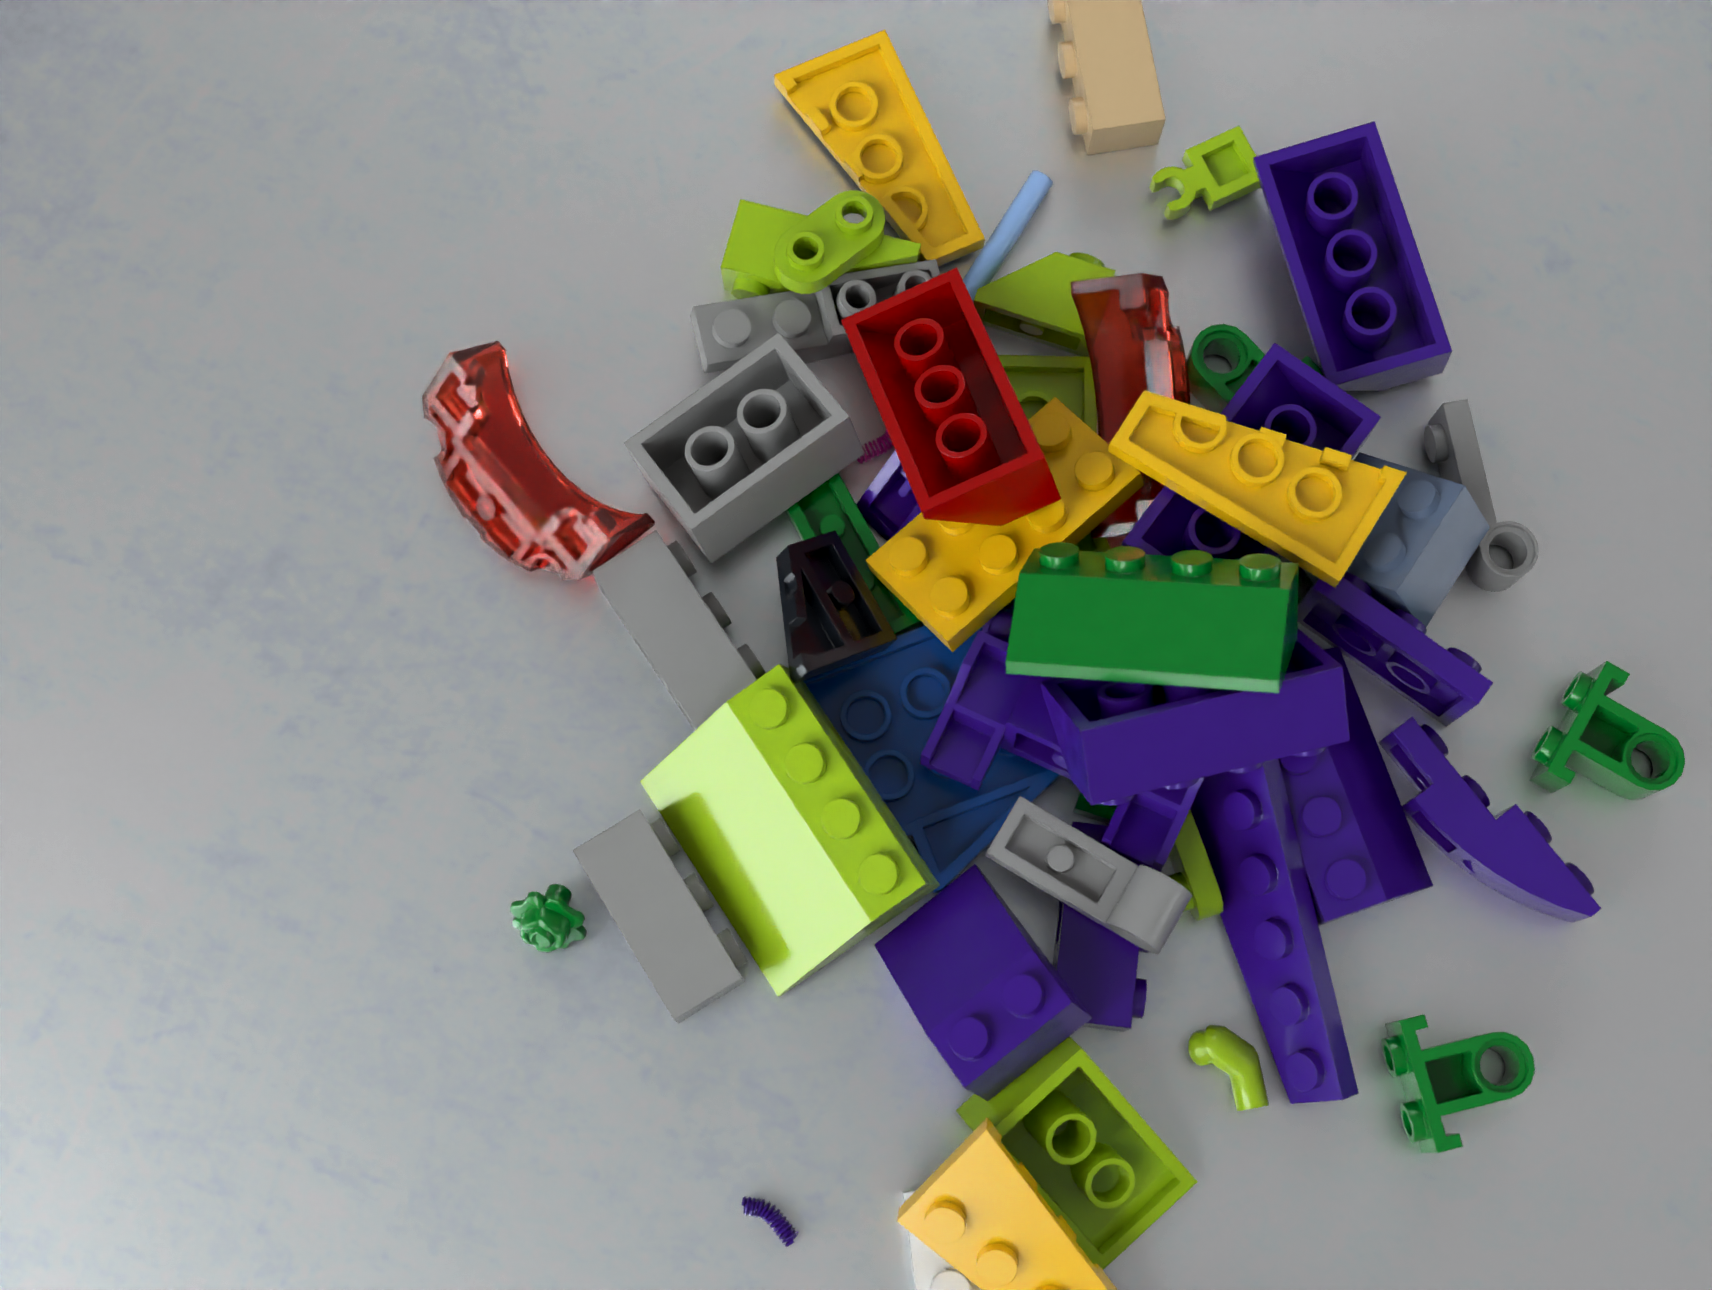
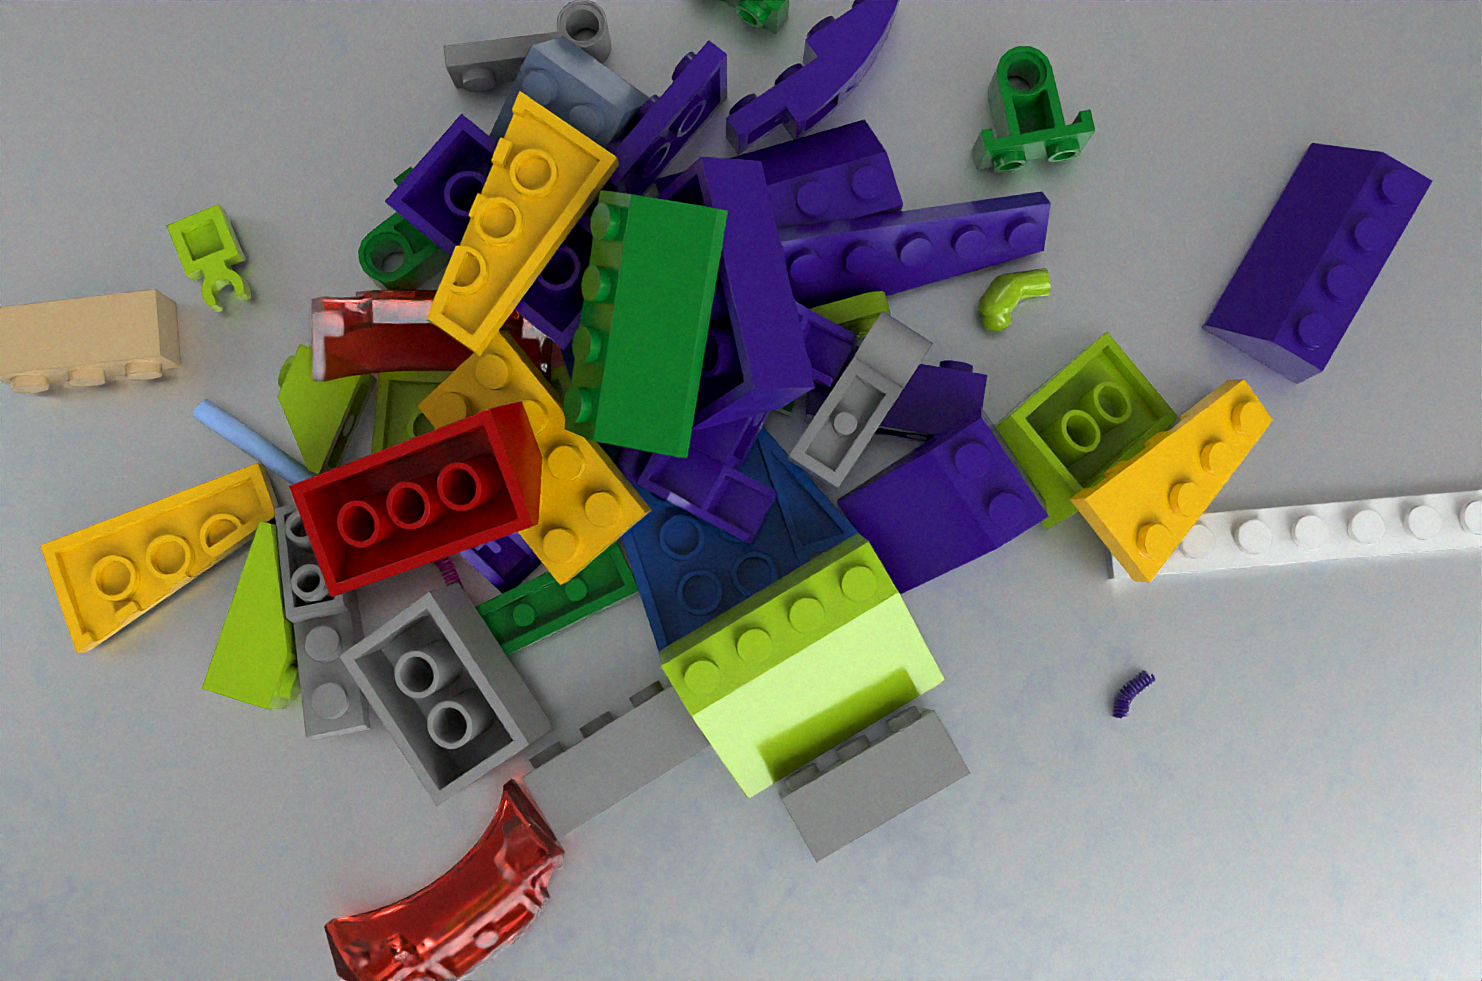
camera: 90 degrees left, 5 degrees up
(548, 919) = (872, 884): green plant -> none
(827, 608) = (605, 622): black wing -> none
(832, 238) = (249, 602): lime plate -> none
(1354, 261) = (303, 131): dark purple slope -> none

